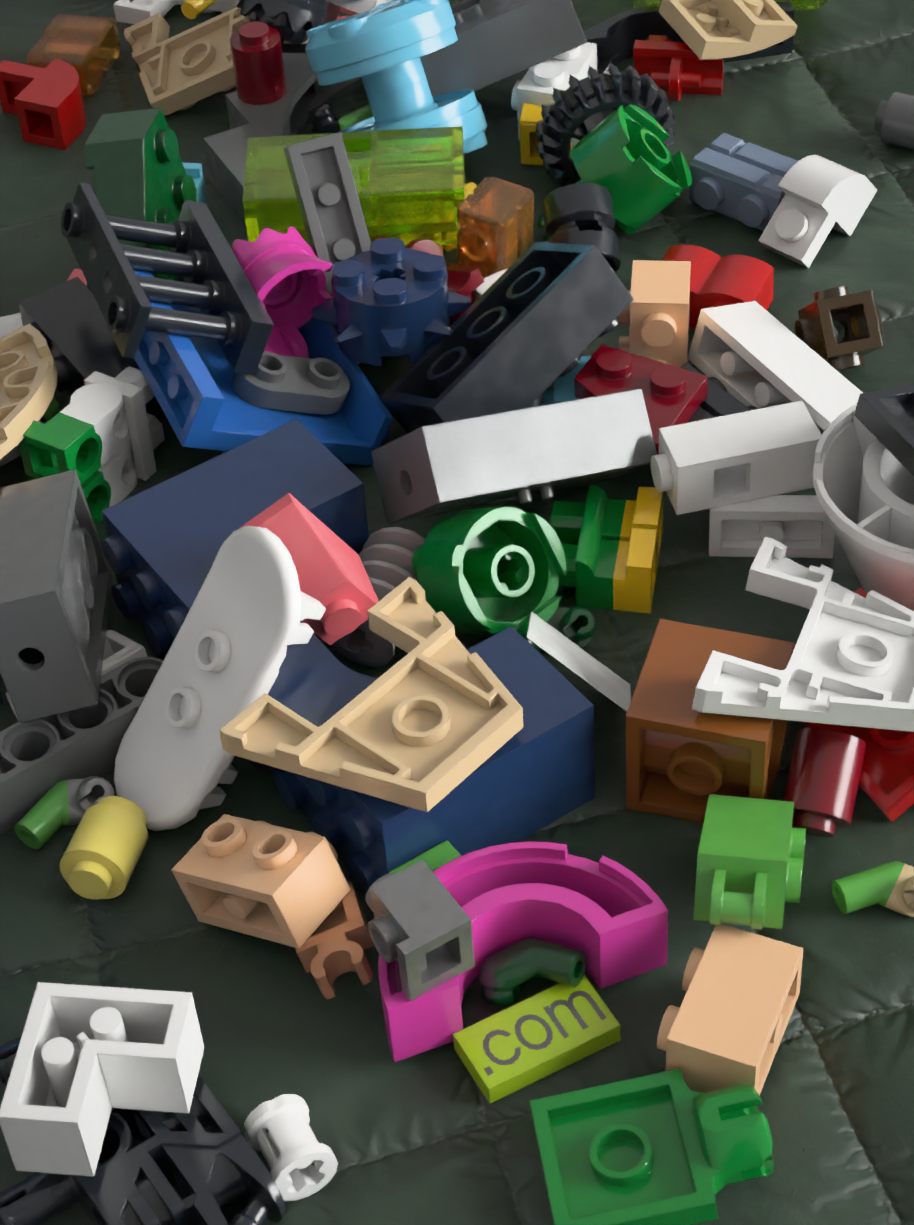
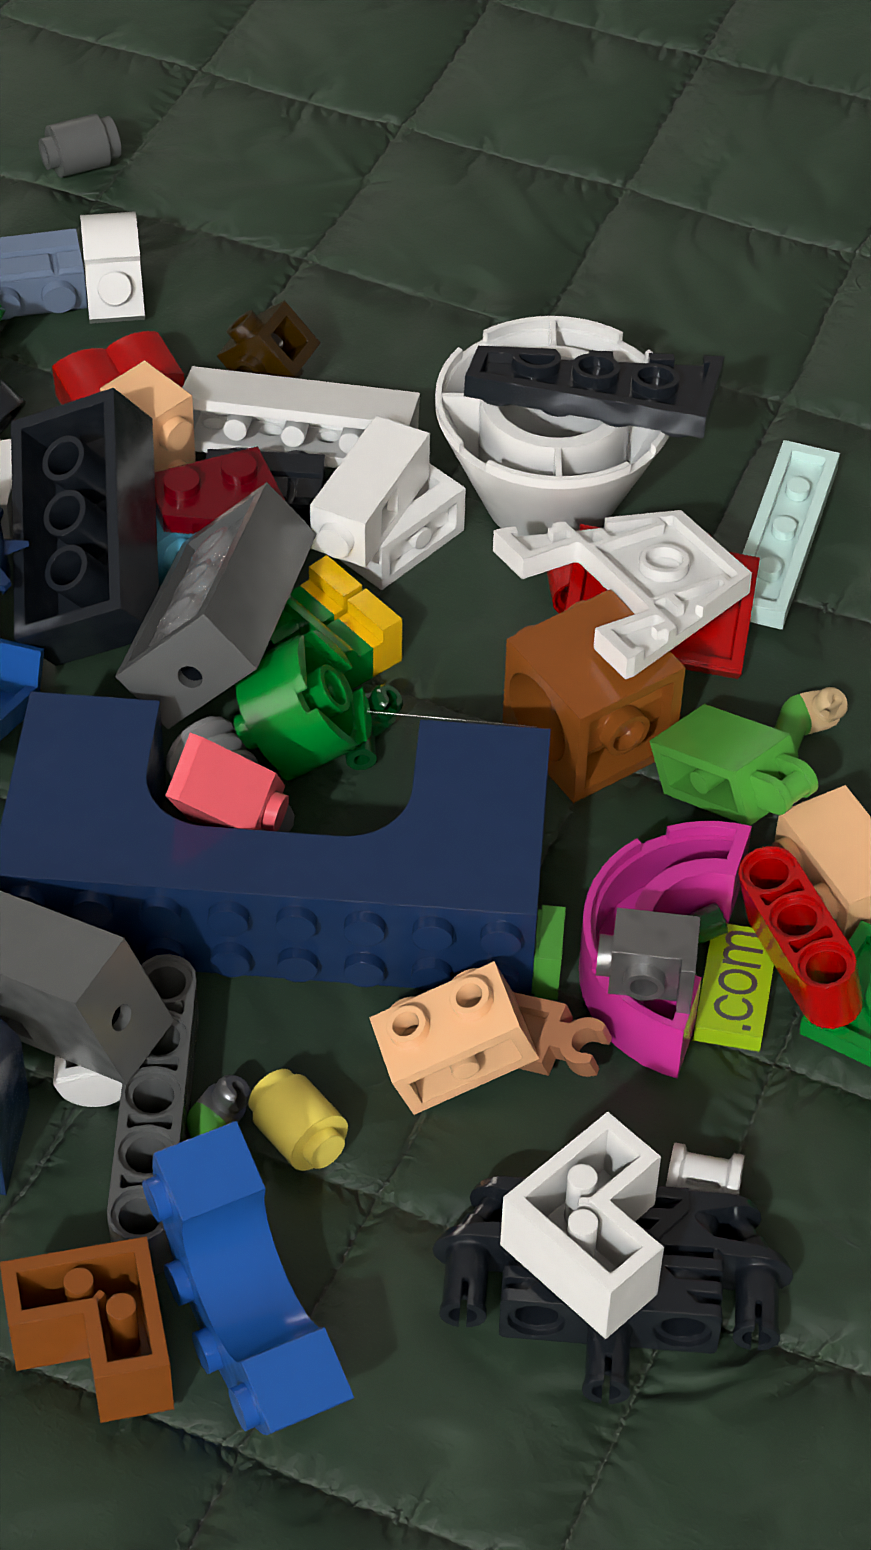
camera: 55 degrees left, 5 degrees up
(211, 673) = (268, 921): white piece -> none
(404, 734) = (480, 827): tan wing -> none
(595, 1032) = (801, 937): none -> red beam
(824, 779) = (704, 676): dark red brick -> none

